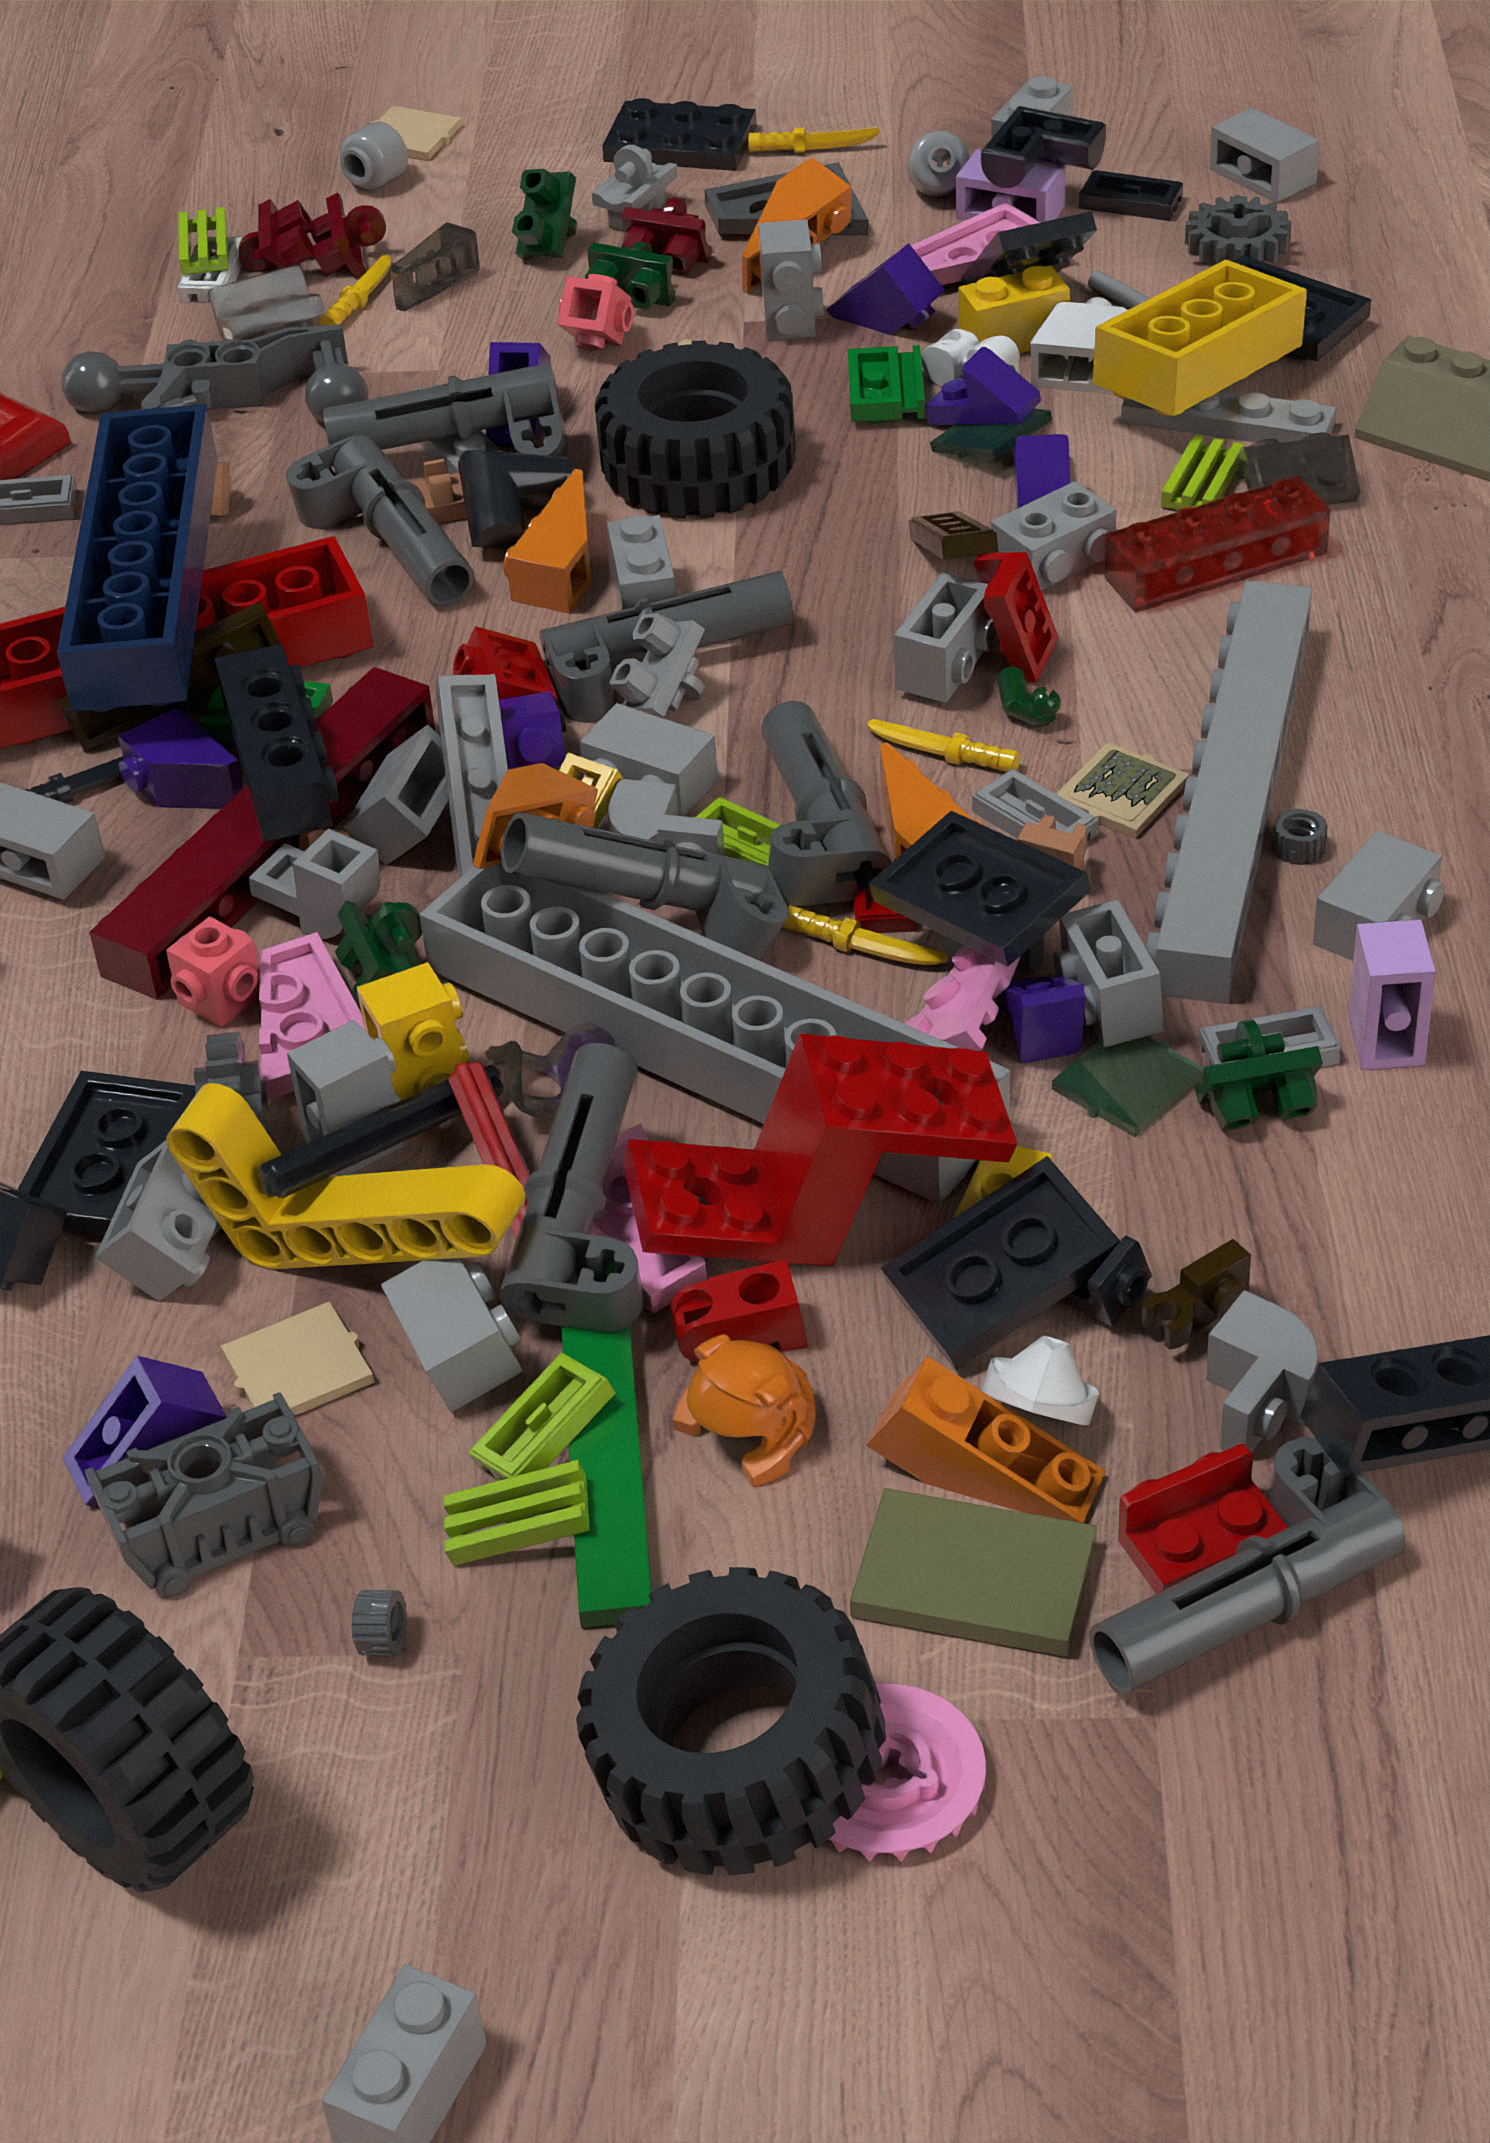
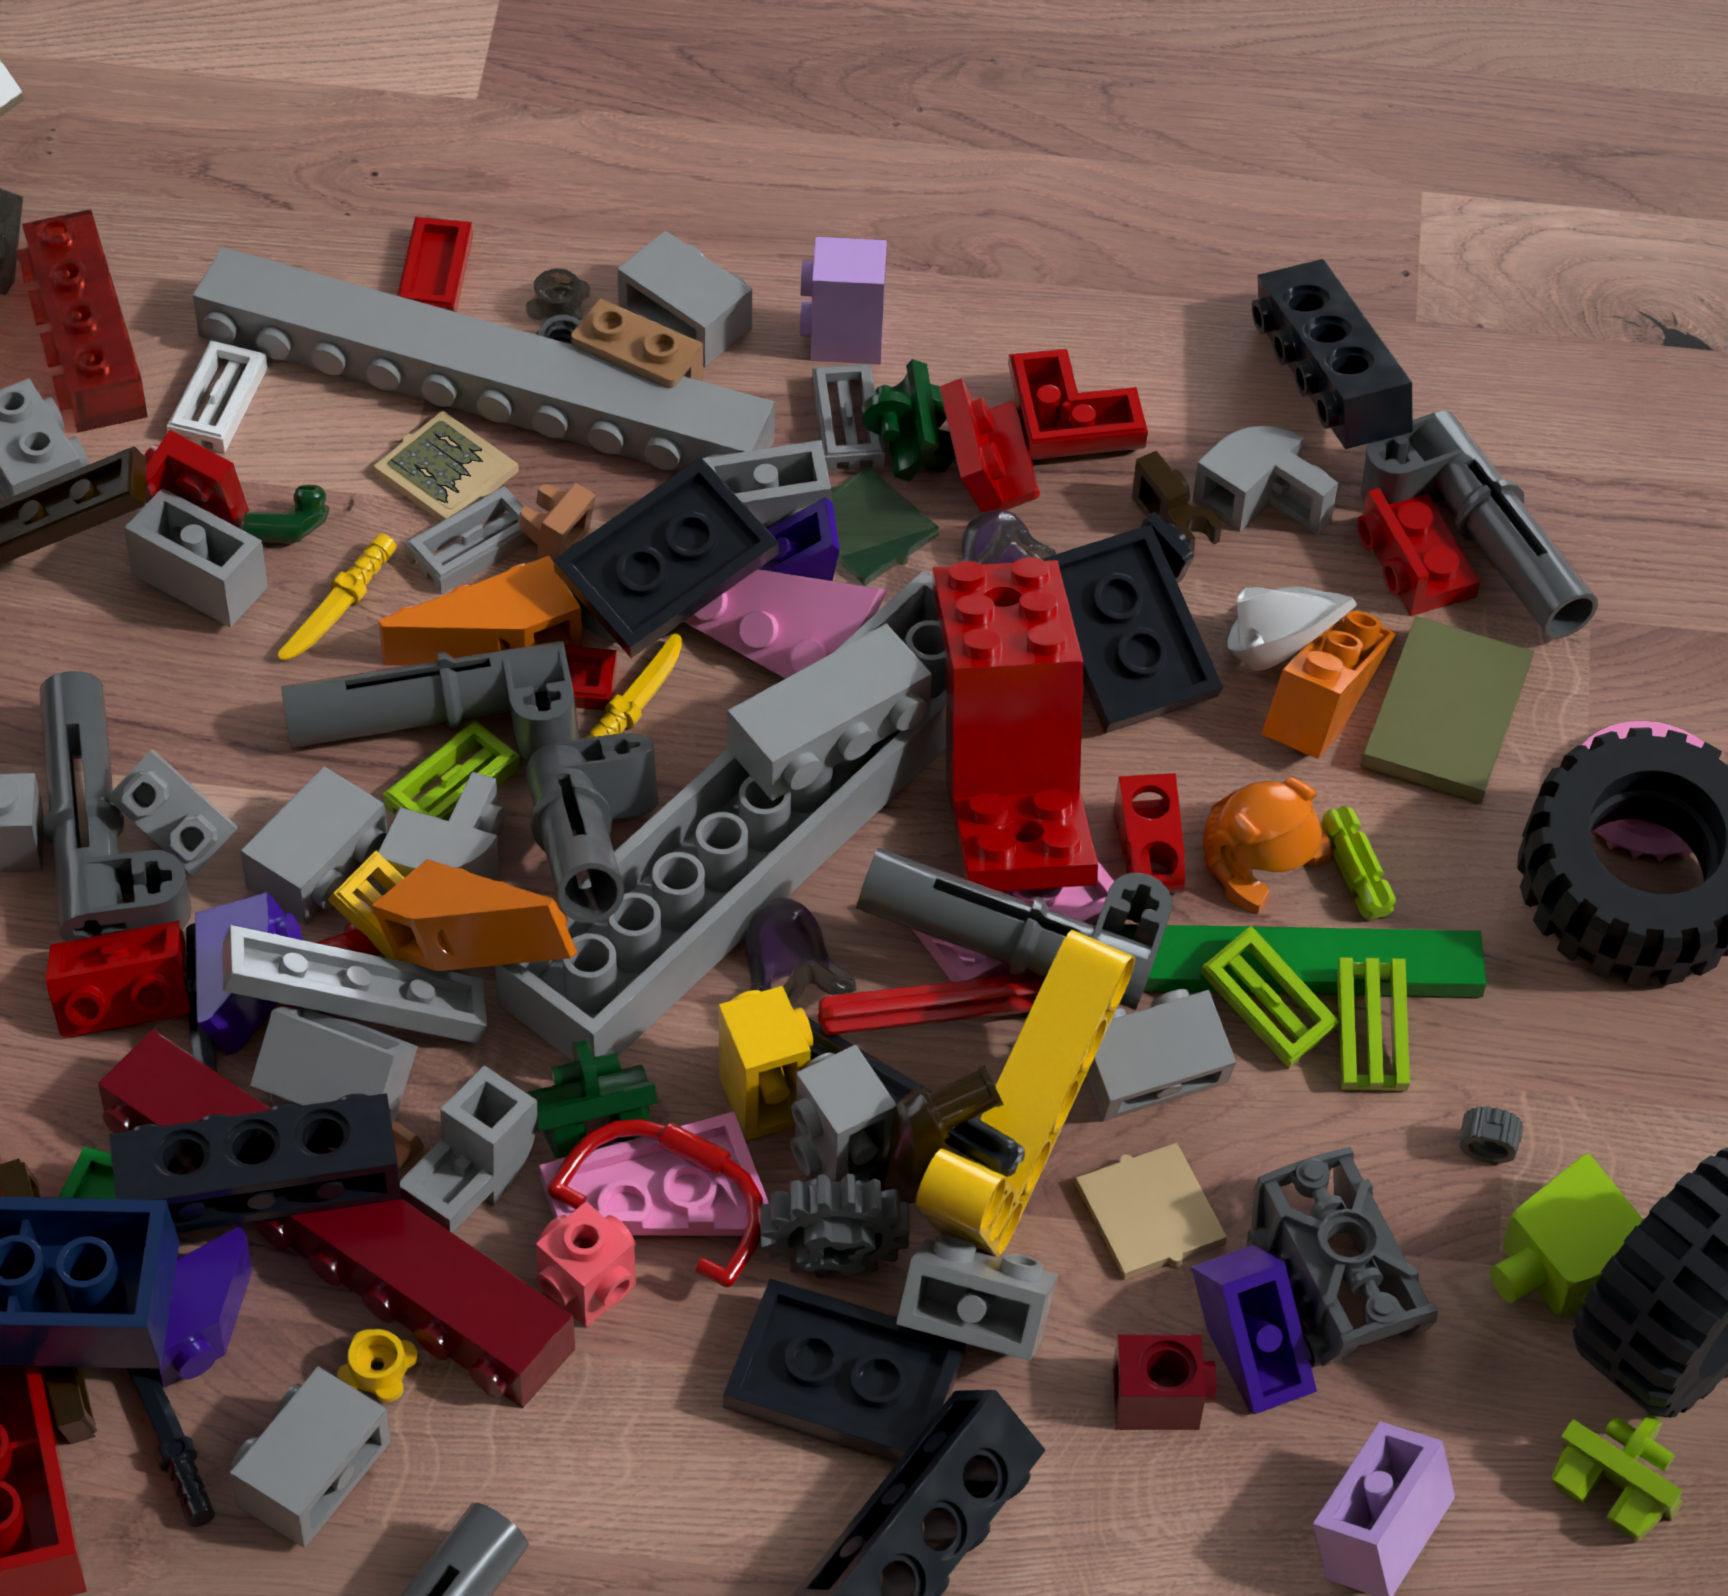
camera: 90 degrees left, 10 degrees up
(80, 1363) = (1148, 1406): none -> dark red brick
(127, 872) = (378, 1346): none -> yellow plate
(260, 1684) = (1564, 1238): none -> lime torso
(303, 1115) = (923, 1126): none -> dark brown arm
(325, 1012) = (690, 1148): none -> red piece
(738, 1497) = (1358, 863): none -> lime axle
(778, 989) = (829, 712): none -> light grey brick
(1112, 1172) = (1000, 538): none -> clear smoke piece
(1164, 641) = (204, 429): none -> white tile
(1228, 1129) = (989, 449): none -> red bracket
(1277, 867) = (639, 345): none -> medium nougat bracket
(1304, 1199) = (1069, 422): none -> red brick
(1355, 820) = (557, 293): none -> clear smoke plate
(1372, 744) = (436, 262): none -> red tile

